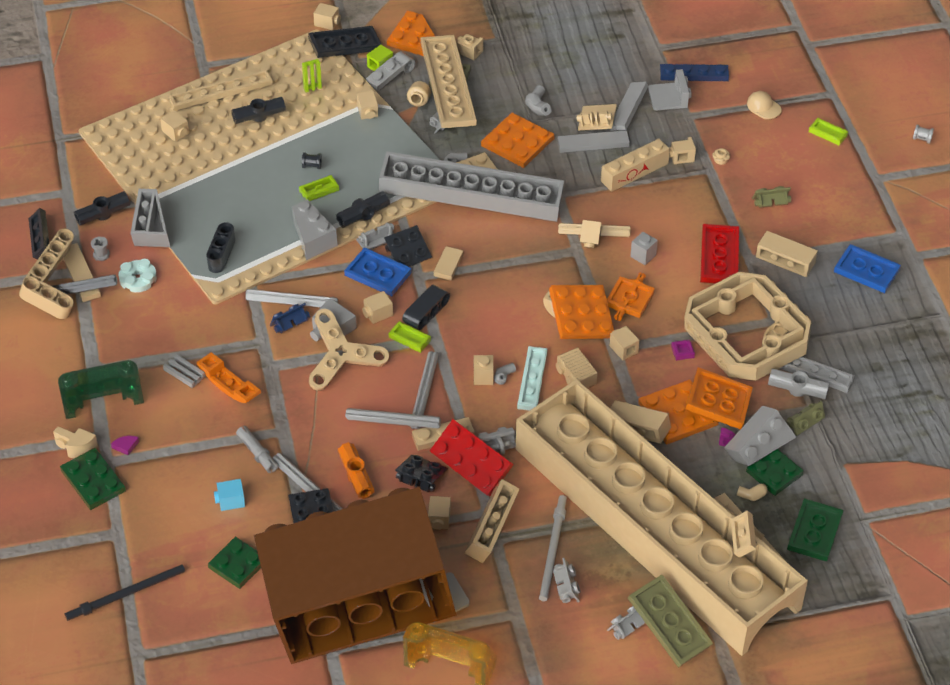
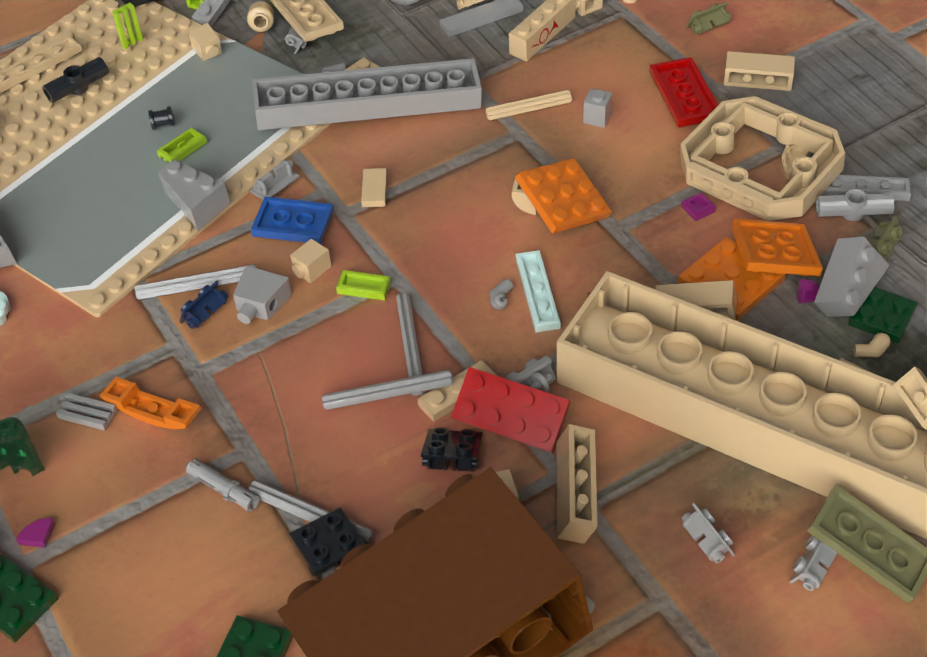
camera: 15 degrees left, 0 degrees up
(220, 247) = (83, 245): black beam -> none
(230, 495) = (208, 558): medium azure brick -> none
(332, 361) = (280, 343): tan piece -> none
(356, 470) = (367, 472): orange piece -> none
(362, 209) = (246, 154): black piece -> none
(408, 246) = (317, 181): black hinge -> none
(426, 307) = (370, 244): black beam -> none
(483, 369) = (475, 297): tan brick -> none
(517, 140) = (395, 36): orange plate -> none
(558, 515) = (654, 449): light grey bar -> none
(576, 366) = (586, 262): tan brick -> none
(590, 233) = (529, 108): tan brick -> none
(624, 342) = (628, 217): tan brick -> none
(630, 296) = (608, 164): orange plate -> none
(867, 268) = (854, 62): blue plate -> none

